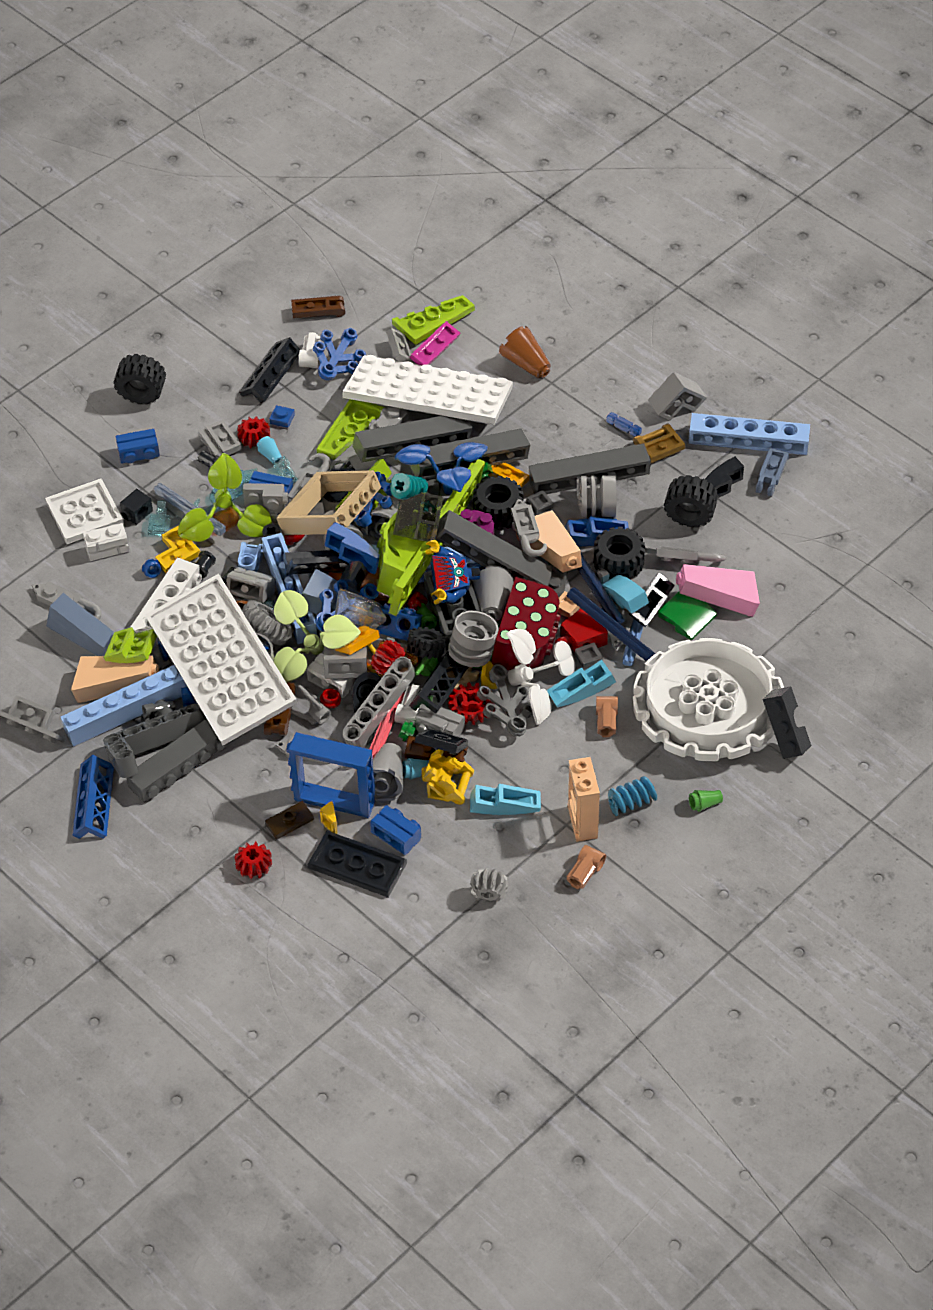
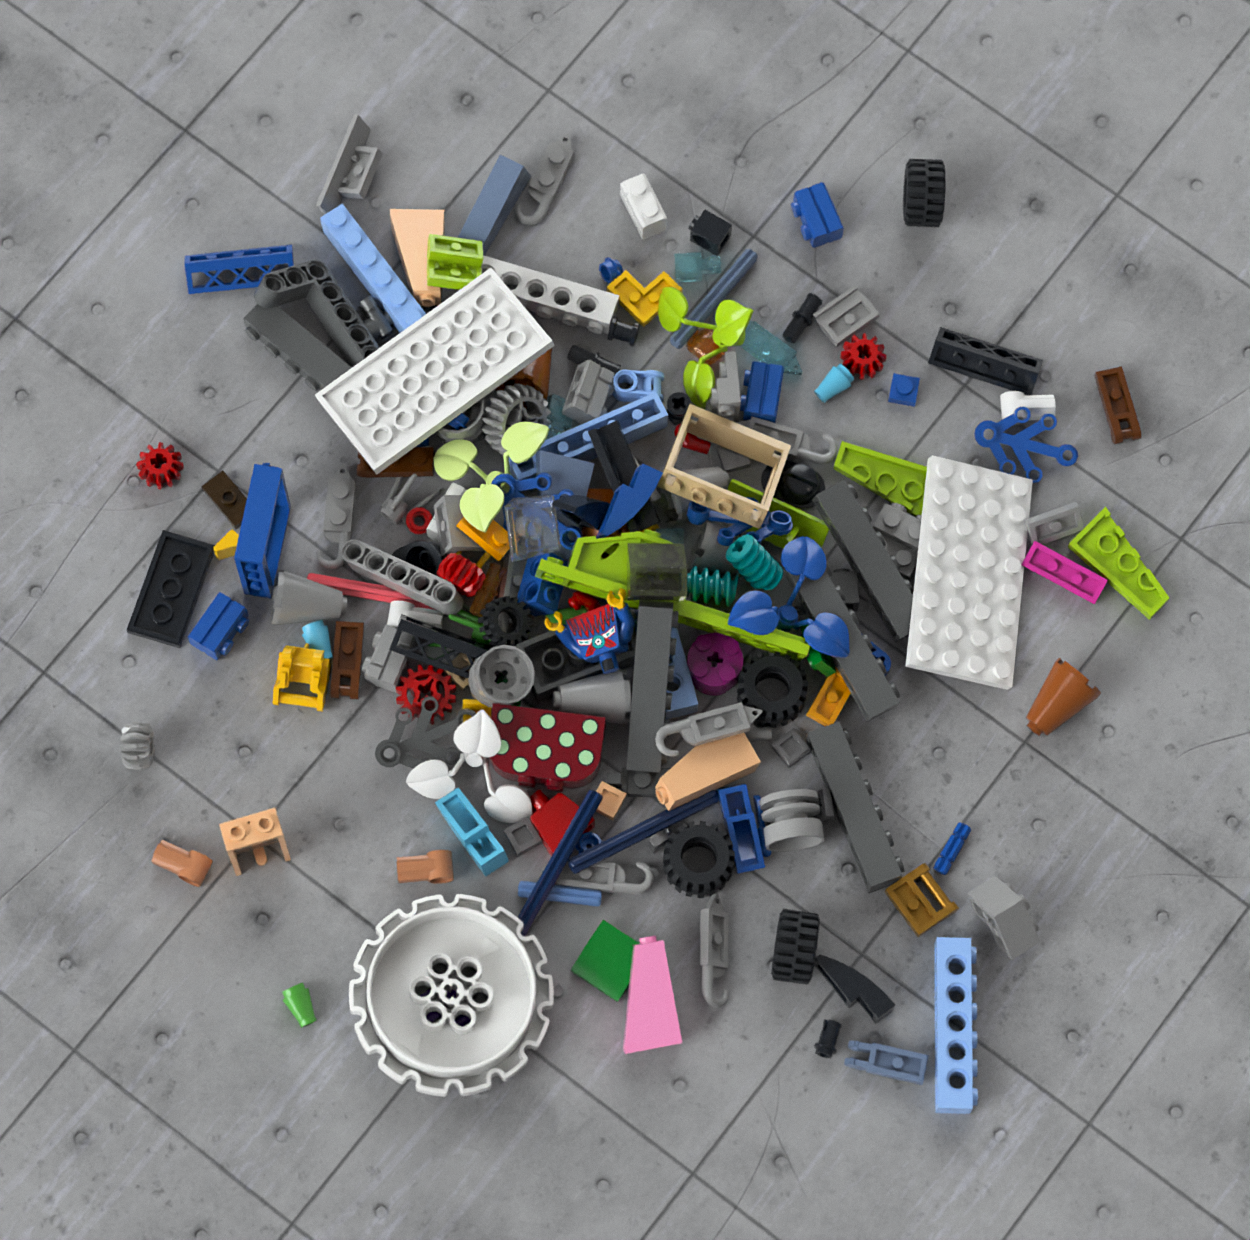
camera: 80 degrees right, 20 degrees up
(83, 510) = (697, 171): white plate -> none
(284, 469) = (795, 406): clear light blue plate -> none
(406, 730) = (373, 620): green plate -> none
(441, 741) = (341, 659): black plate -> none
(504, 800) = (276, 754): medium azure slope -> none
(626, 593) = (619, 869): medium azure slope -> none
(631, 794) = (292, 910): dark azure piece -> none
(656, 593) = (619, 908): black slope -> none
(758, 502) = (828, 1039): none -> black pin
(780, 707) = (395, 1106): black arch -> none

